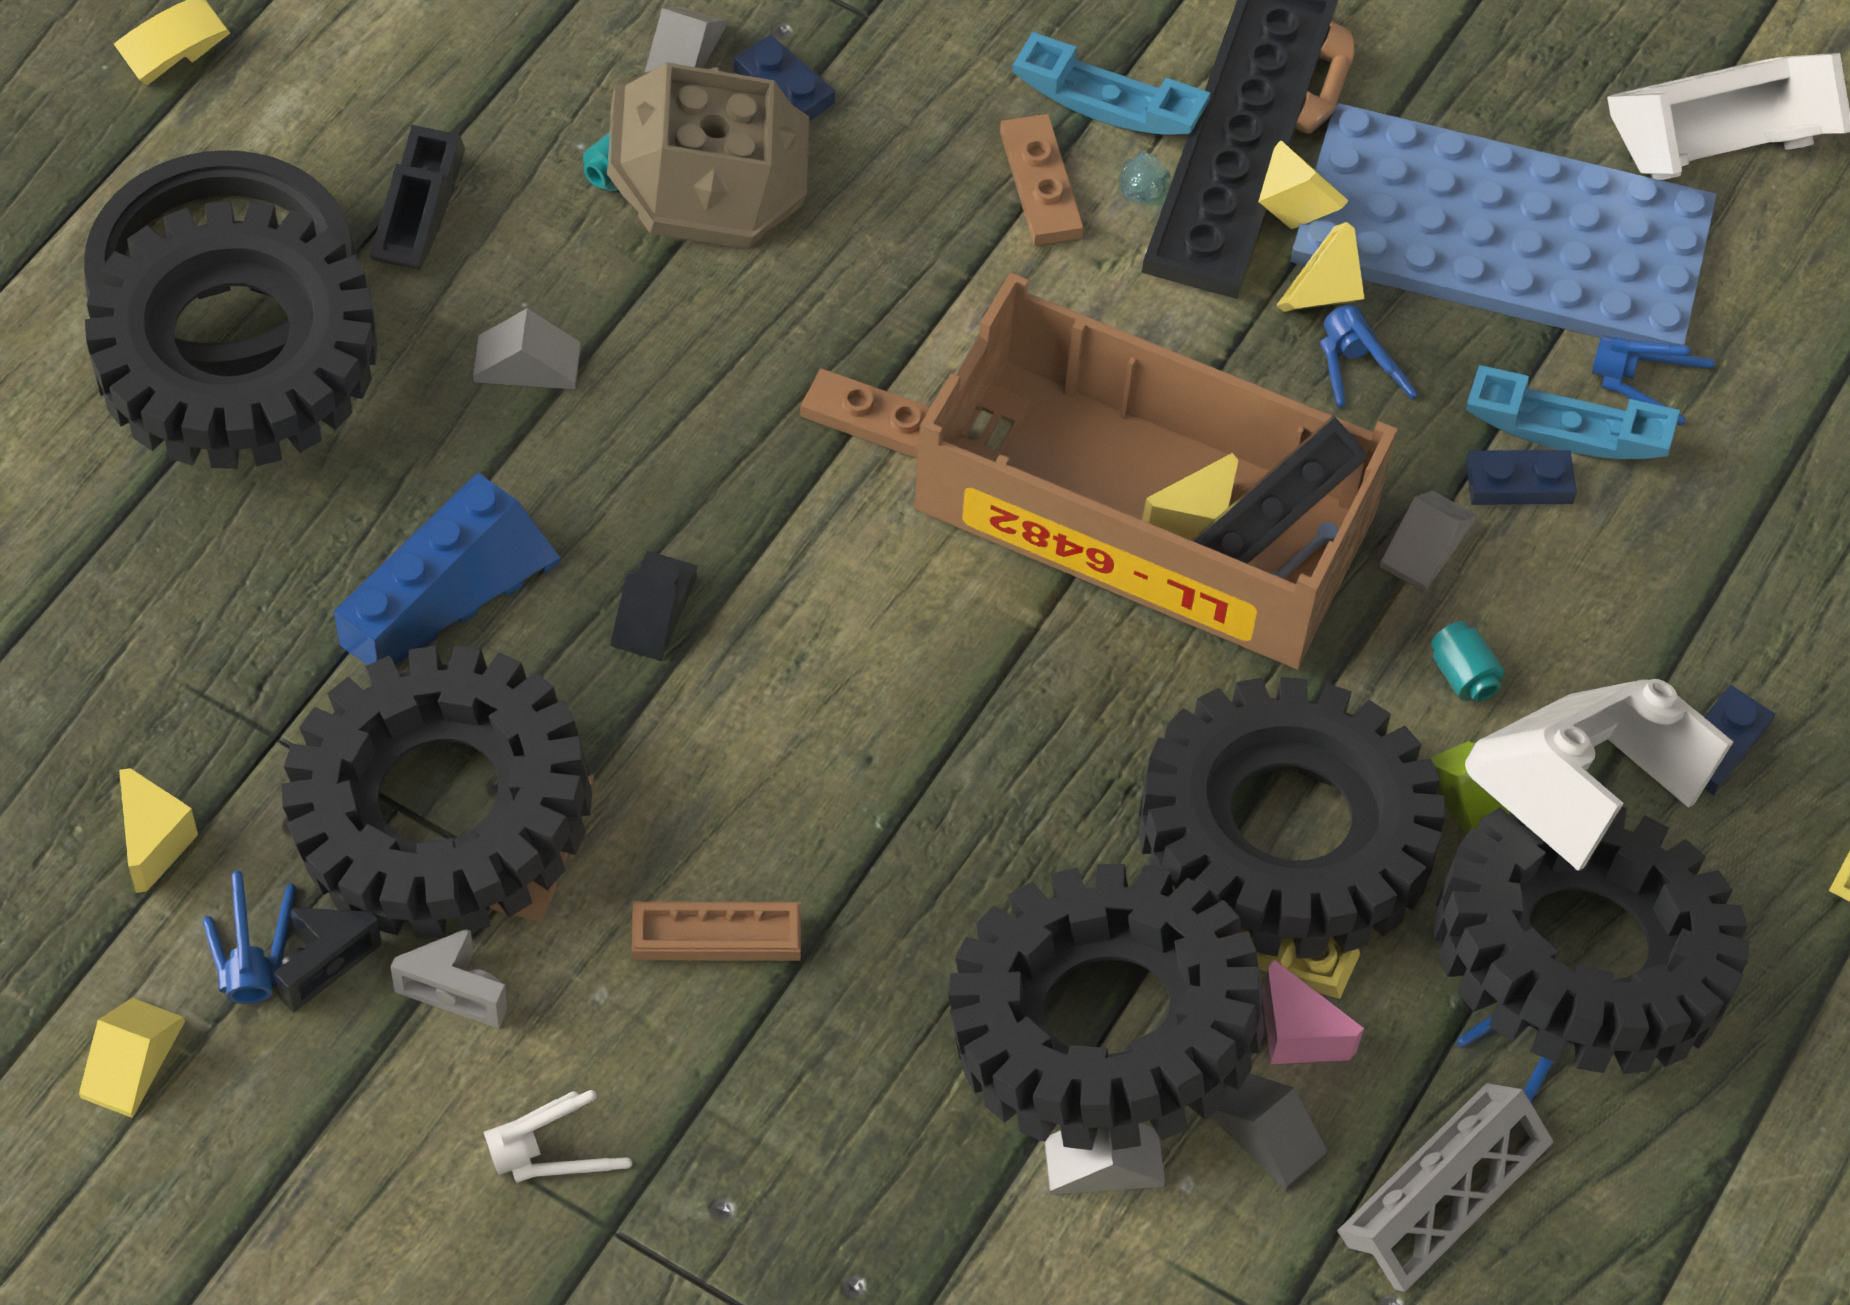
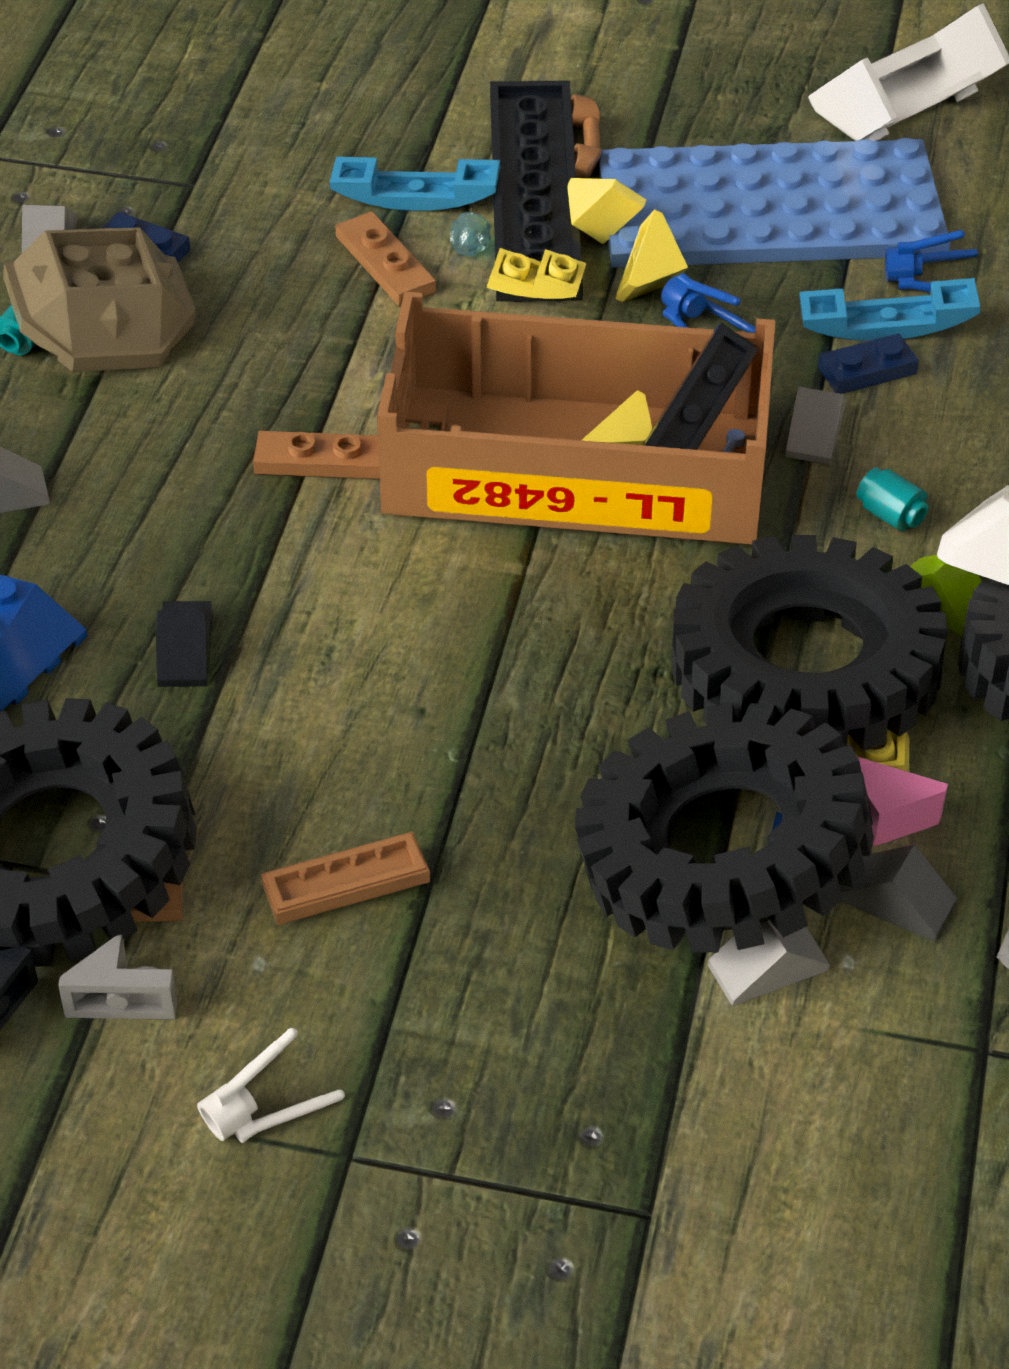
camera: 15 degrees left, 10 degrees down
(1180, 258) = (552, 278): none -> light yellow slope

